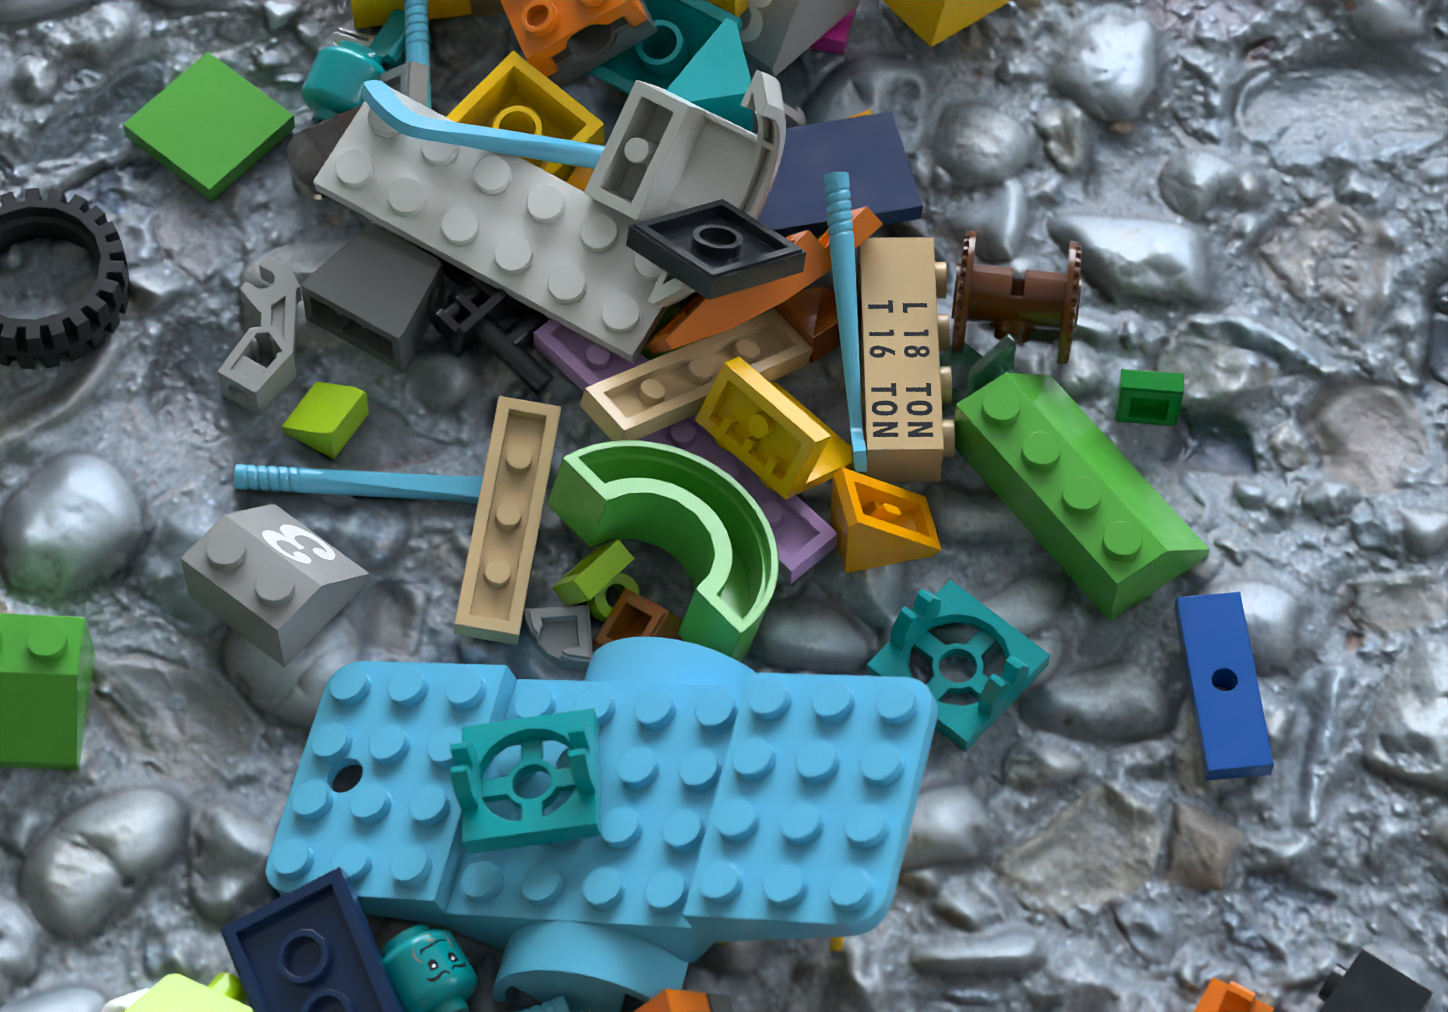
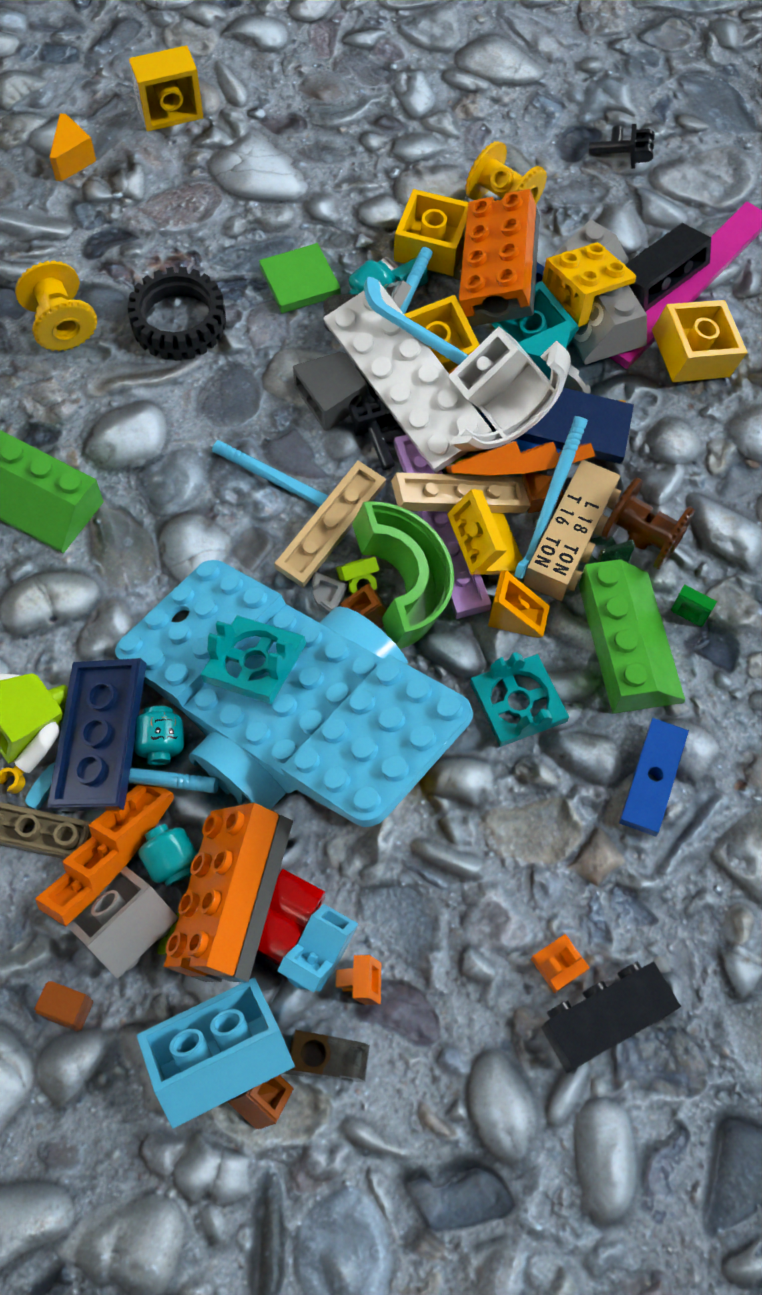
camera: 25 degrees right, 5 degrees up
(270, 579) = (203, 500): light grey slope -> none
(277, 311) = (271, 388): light grey piece -> none
(327, 417) = (275, 437): lime slope -> none
(716, 249) = (497, 430): black tile -> none

